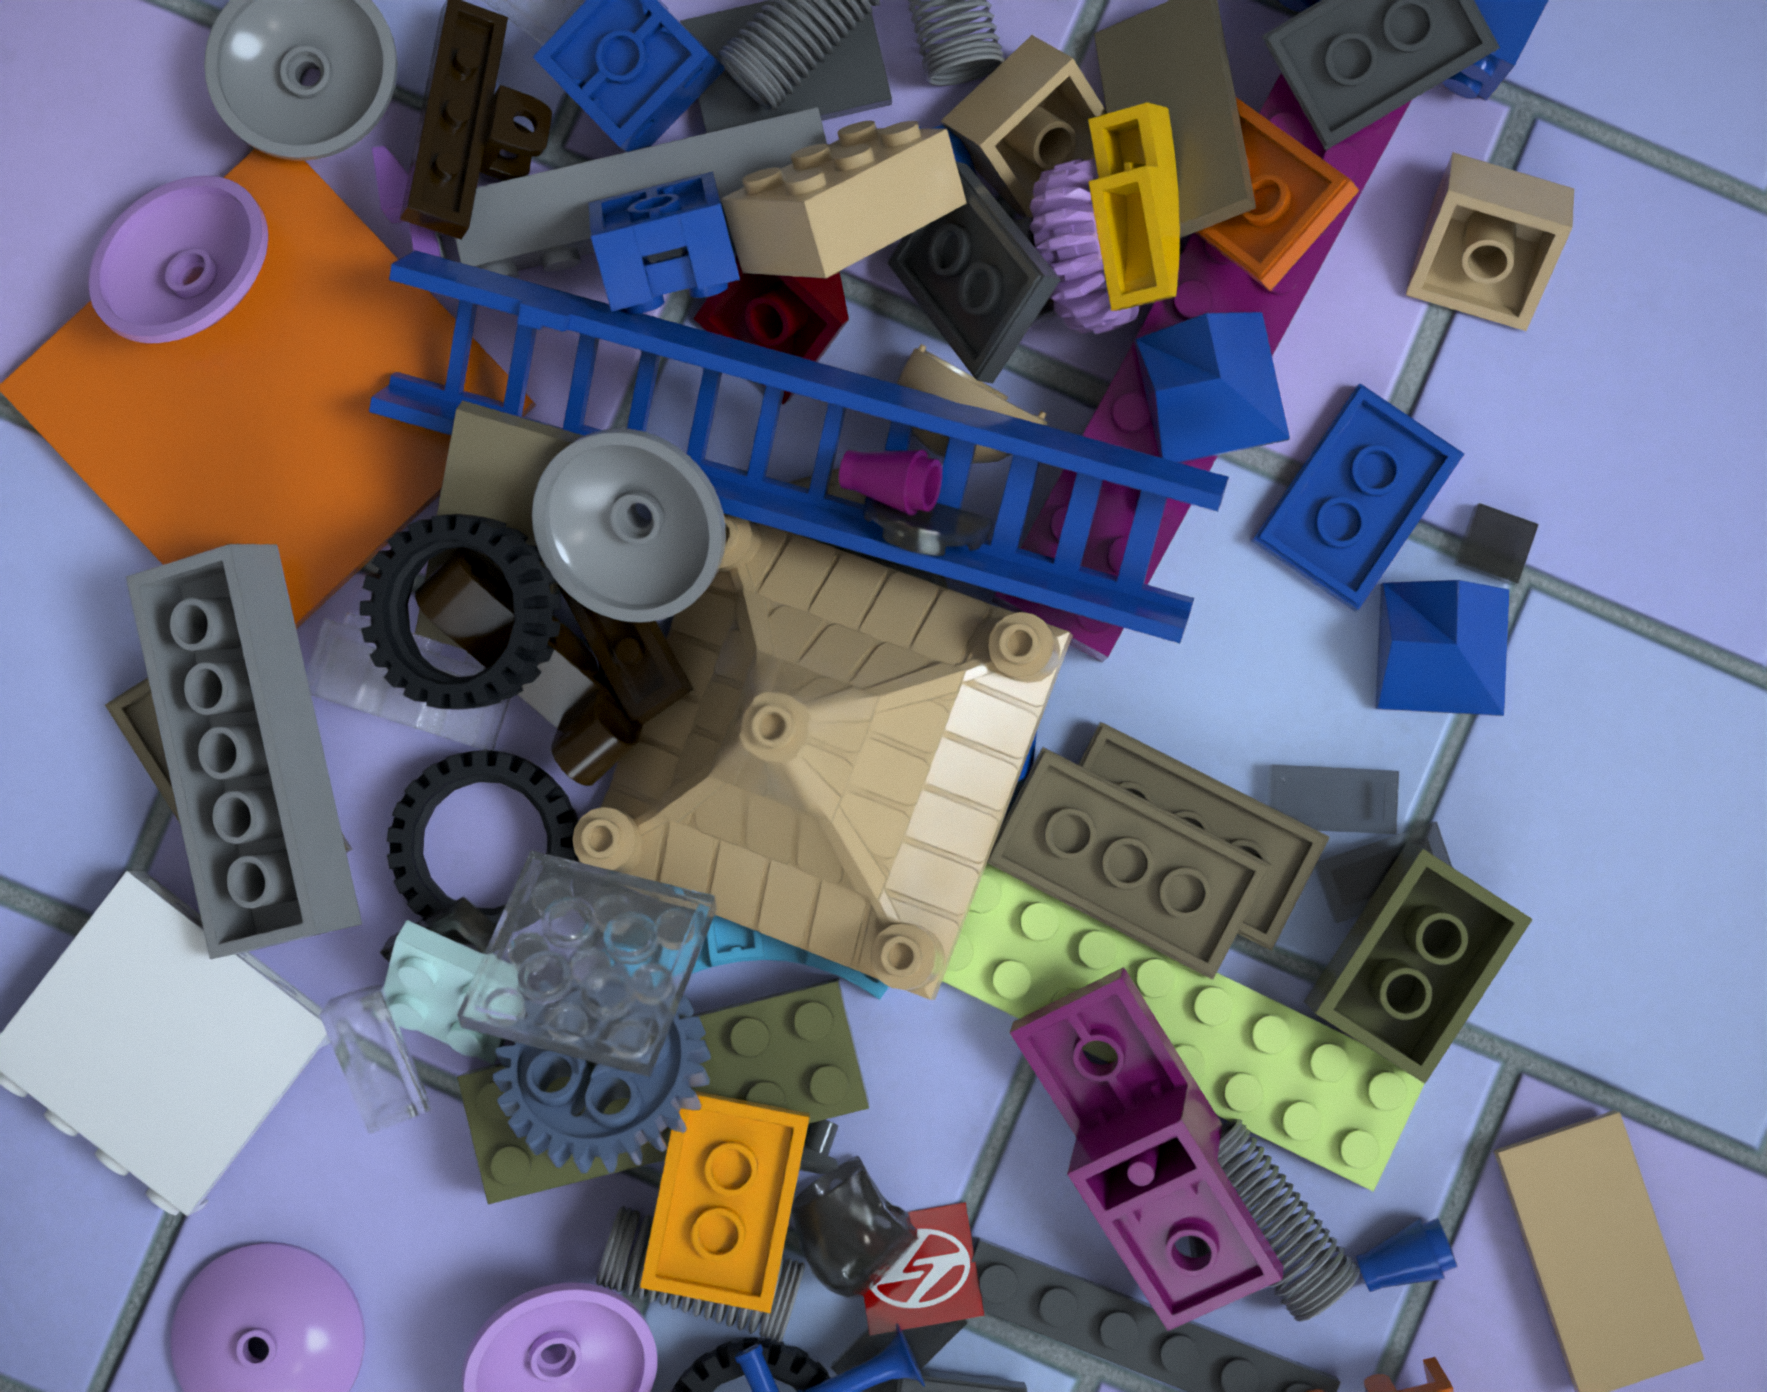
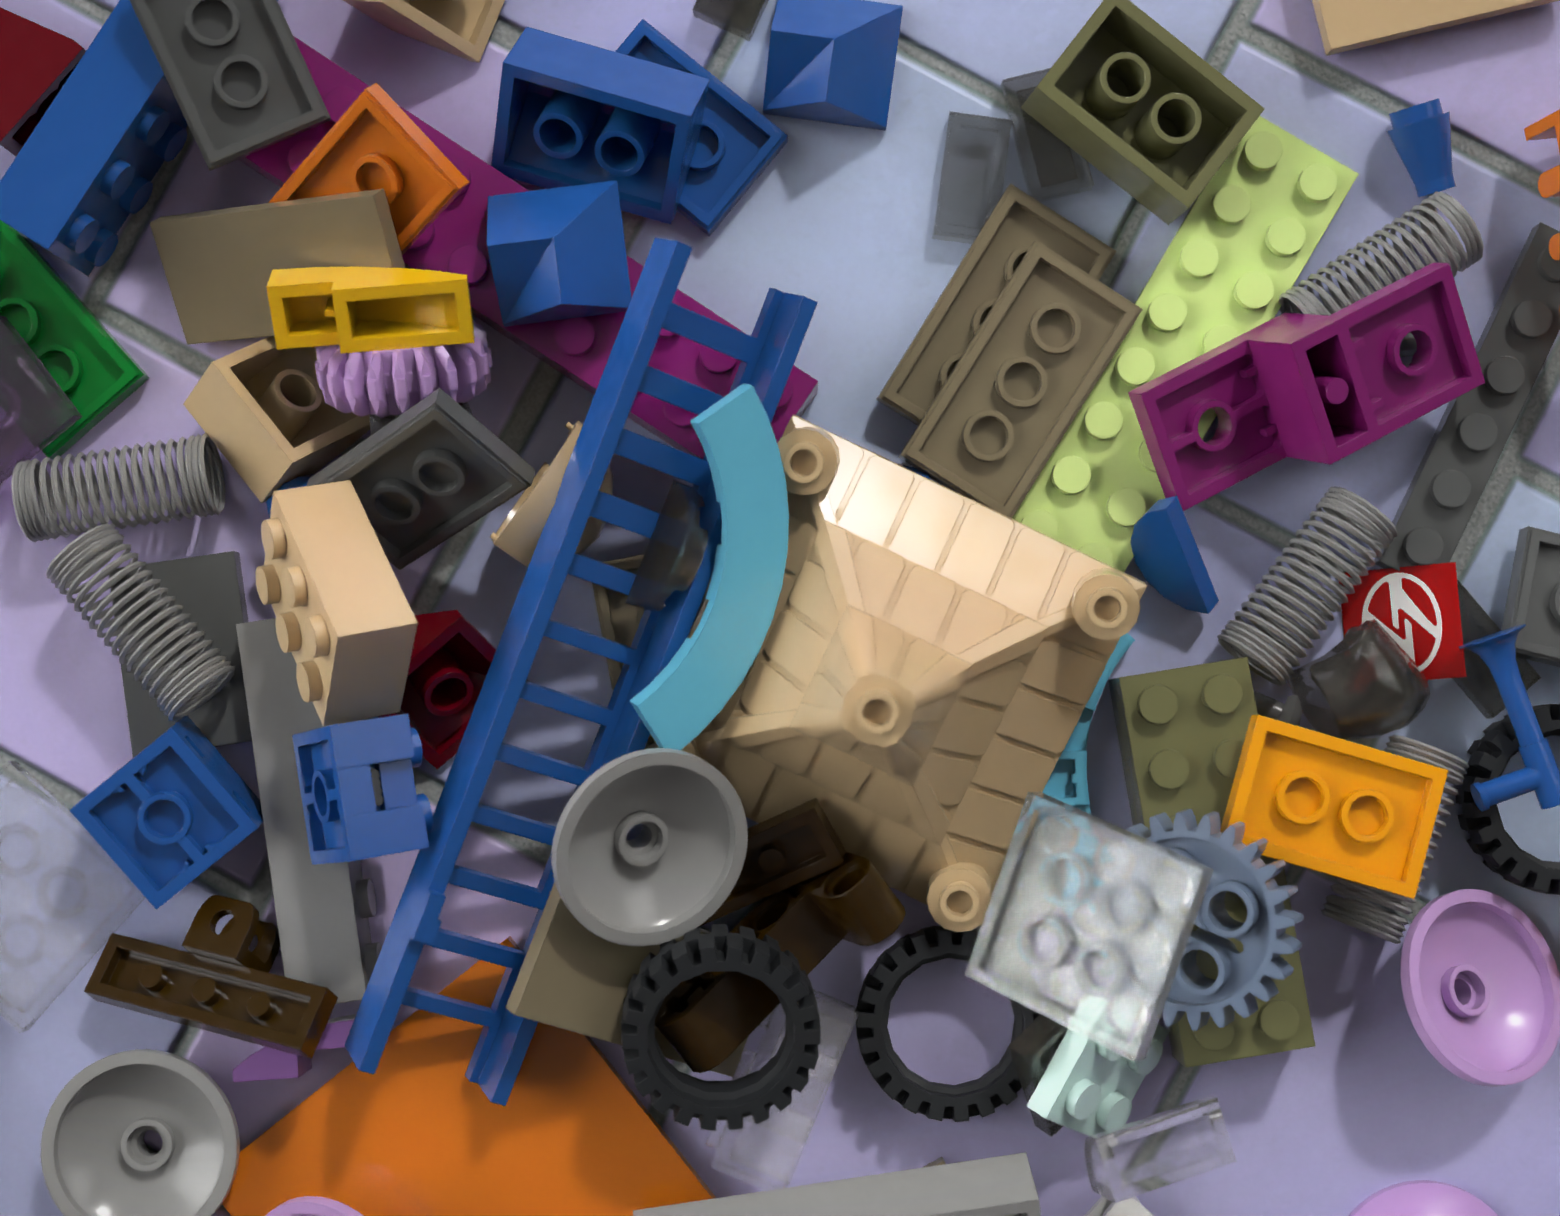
camera: 80 degrees left, 0 degrees up
(895, 478) = (624, 574): magenta cone -> none
(898, 595) = (744, 577): none -> medium azure tile
(964, 1028) = (1170, 557): none -> blue tile
(1023, 1208) = (1244, 640): none -> light grey piece
(1353, 416) = (597, 117): none -> blue slope

